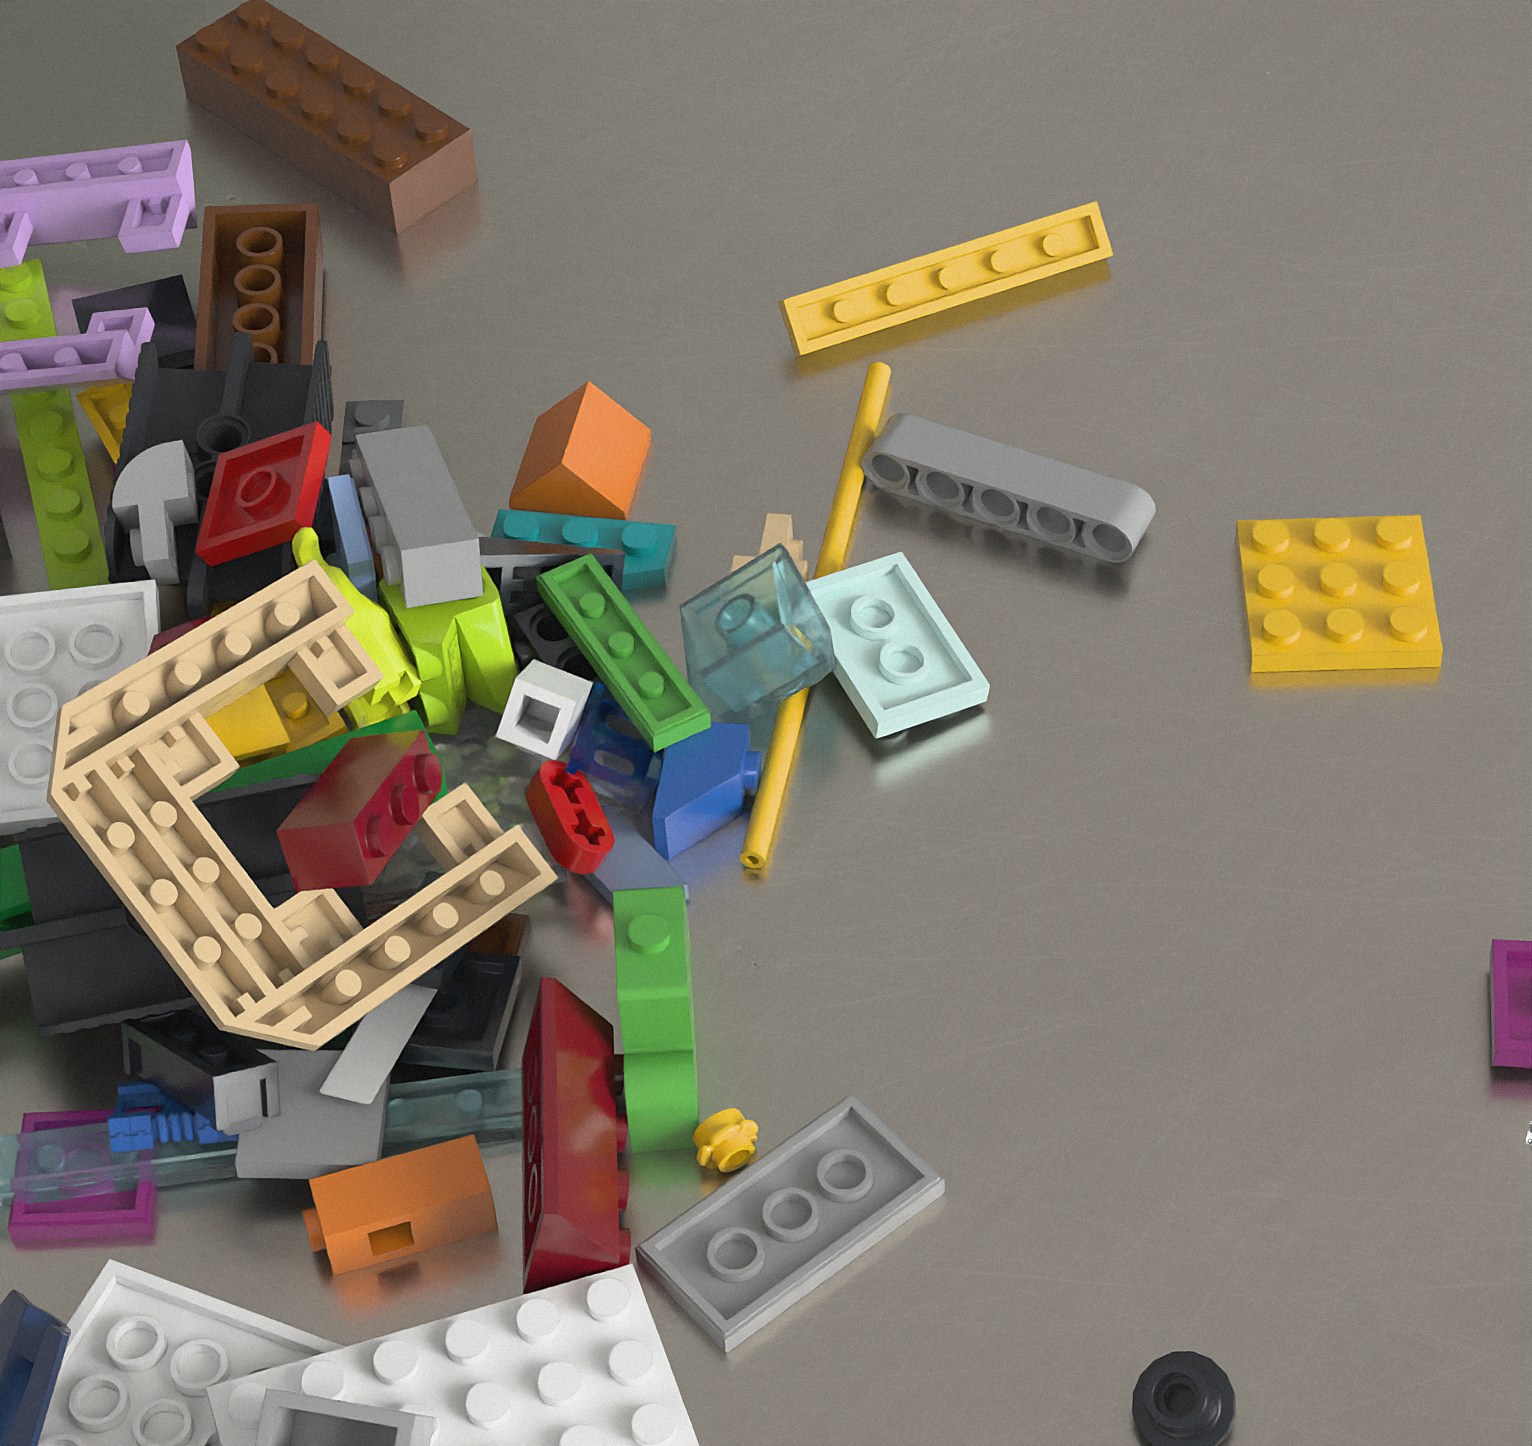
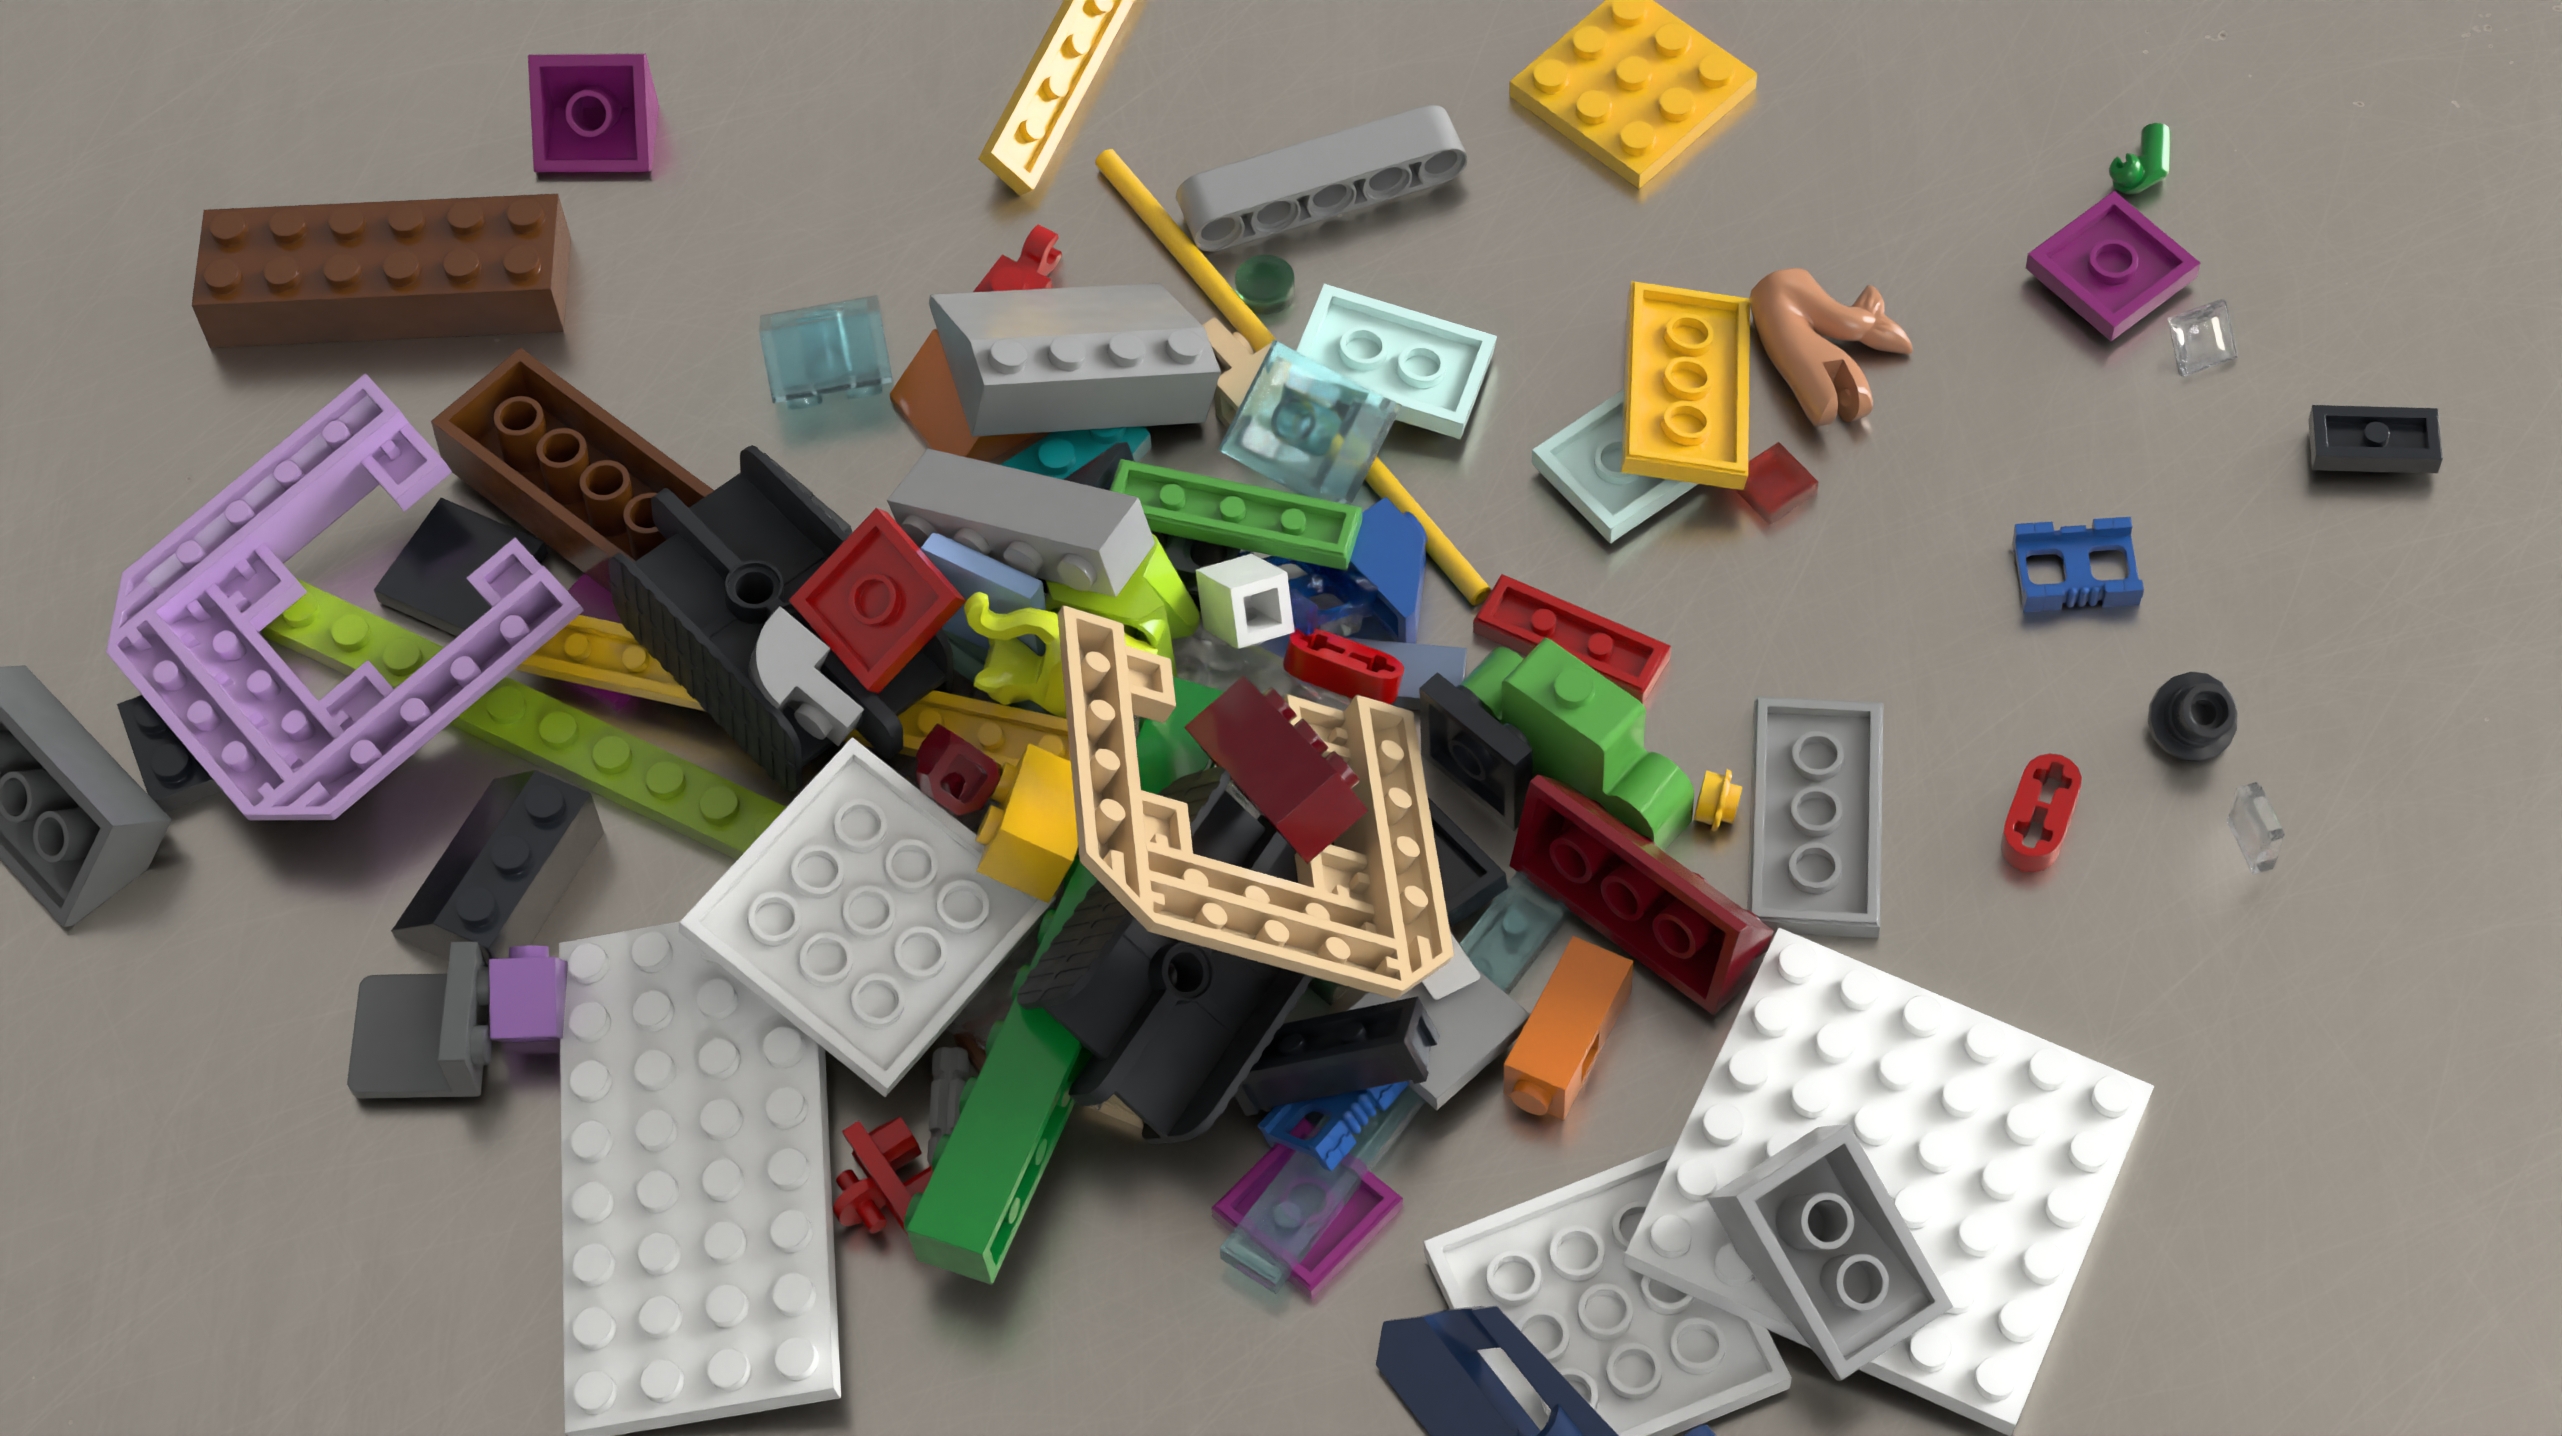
camera: 45 degrees left, 10 degrees up
(521, 354) = (825, 351): none -> clear light blue slope
(576, 105) = (592, 112): none -> magenta slope
(580, 939) = (1475, 749): none -> black plate
(656, 468) = (1075, 358): none -> light grey slope
(707, 411) = (1030, 271): none -> red plate
(778, 944) = (1524, 616): none -> red tile
(880, 532) = (1265, 284): none -> clear green tile
(965, 1370) = (2053, 816): none -> red beam
(967, 846) = (1586, 470): none -> light aqua plate
(1075, 955) = (1777, 483): none -> clear red tile
(1084, 826) = (1686, 386): none -> yellow tile
(1207, 882) = (1791, 313): none -> nougat piece
(1255, 1194) = (2073, 547): none -> blue piece

